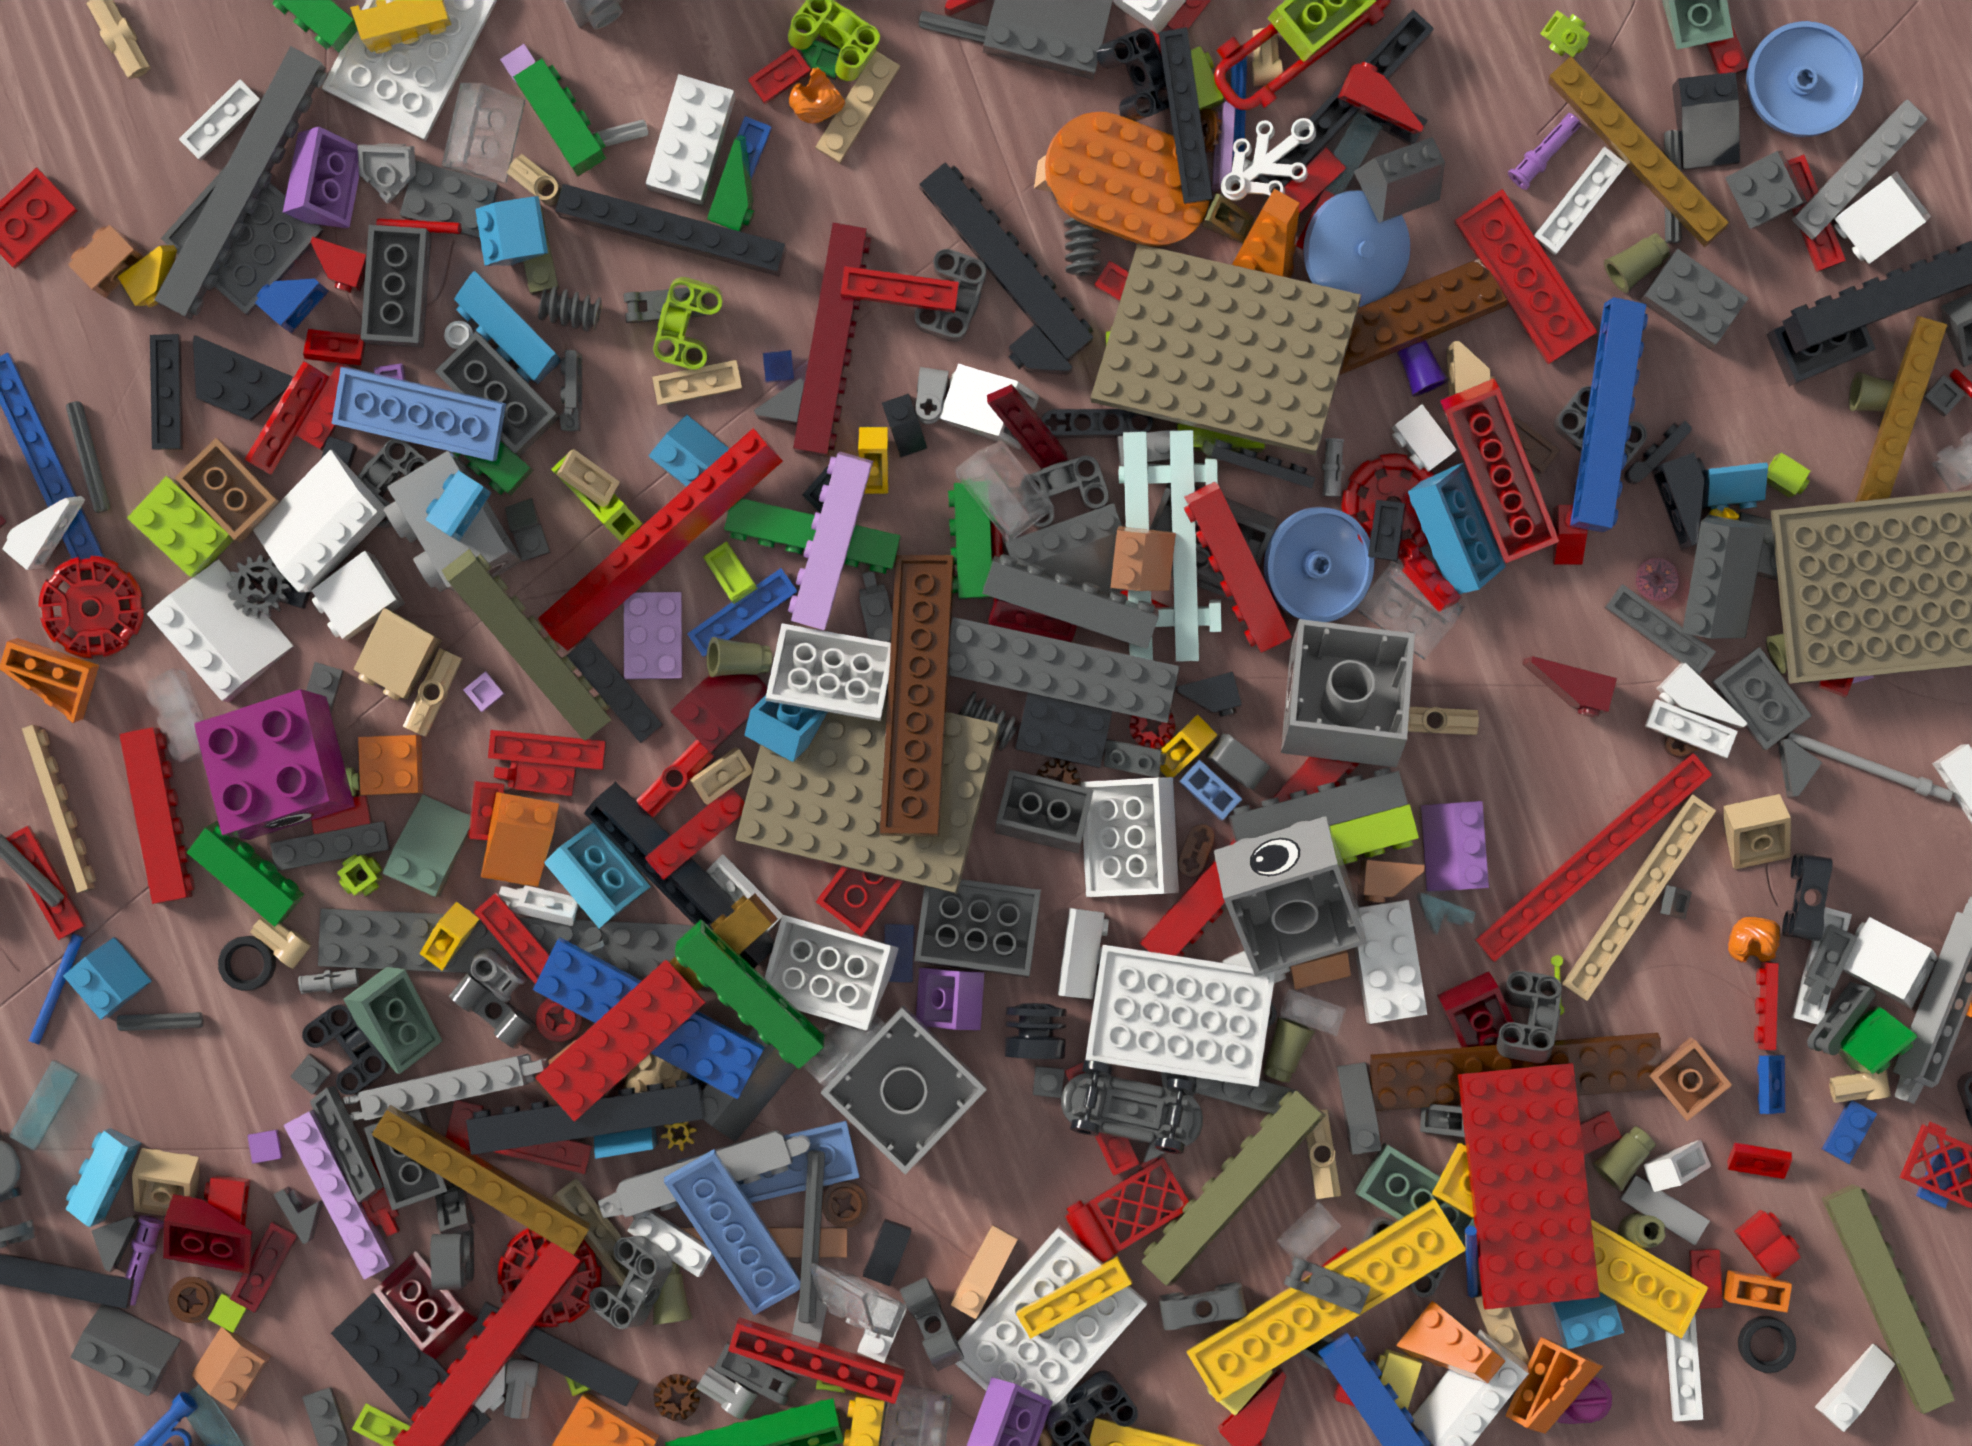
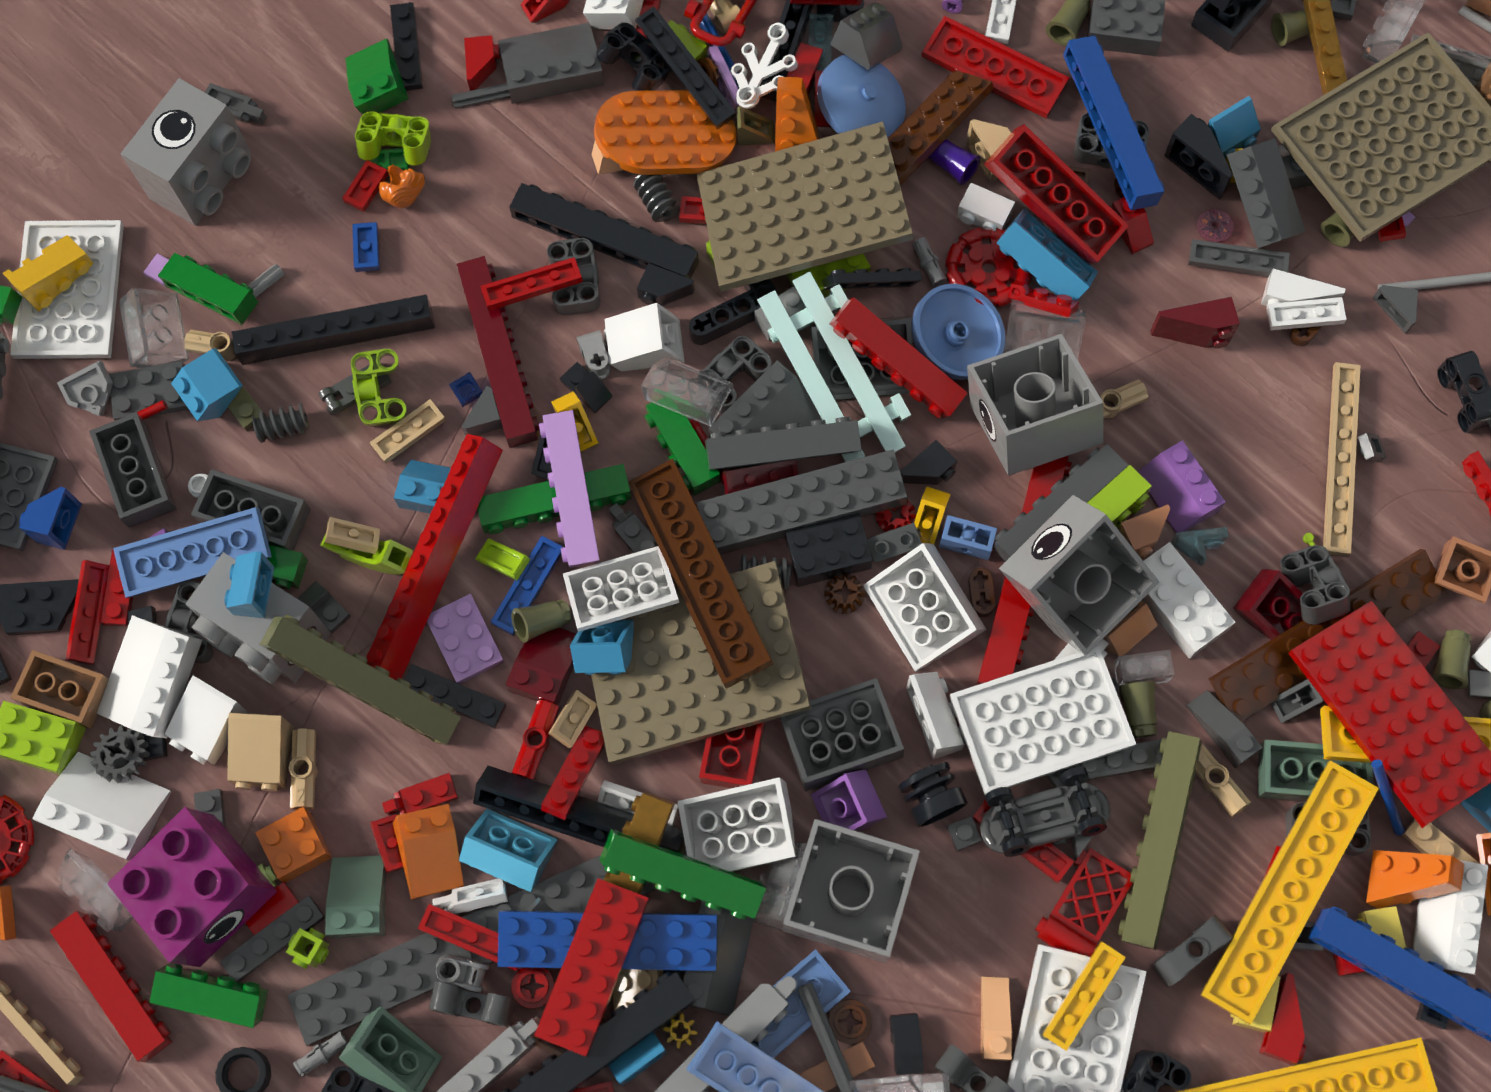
camera: 20 degrees left, 15 degrees down
(286, 944) = (269, 1040): tan piece -> none
(322, 179) = (38, 418): medium lavender slope -> none
(334, 347) = (102, 540): red plate -> none
(341, 265) = (82, 475): red slope -> none
(449, 935) = (406, 959): yellow slope -> none
(484, 691) = (345, 748): lavender plate -> none
(506, 328) = (235, 456): dark azure slope -> none
(546, 749) = (419, 769): red plate -> none
(572, 391) = (311, 484): dark grey hinge -> none
(690, 140) = (318, 260): white brick -> none
(734, 193) = (369, 279): green slope -> none
(858, 107) = (436, 182): tan plate -> none
(902, 937) = (797, 798): clear blue plate -> none
(1026, 426) = (679, 332): dark red plate -> none
(1043, 811) = (846, 618): dark grey slope -> none
(1142, 559) = (821, 385): nougat slope -> none
(1238, 761) = (979, 500): dark grey beam -> none
(1308, 1232) = (1242, 848): clear brick -> none
(1328, 1285) = (1286, 874): dark grey plate -> none
(1387, 530) = (995, 281): black plate -> none
(1593, 857) = (1288, 447): red plate -> none
(1656, 453) = (1162, 139): black hinge -> none
(1754, 937) = (1448, 443): orange hair -> none
(1757, 831) = (1400, 365): tan slope -> none
(1761, 698) = (1345, 268): dark grey plate -> none
(1787, 475) = (1268, 108): lime brick -> none

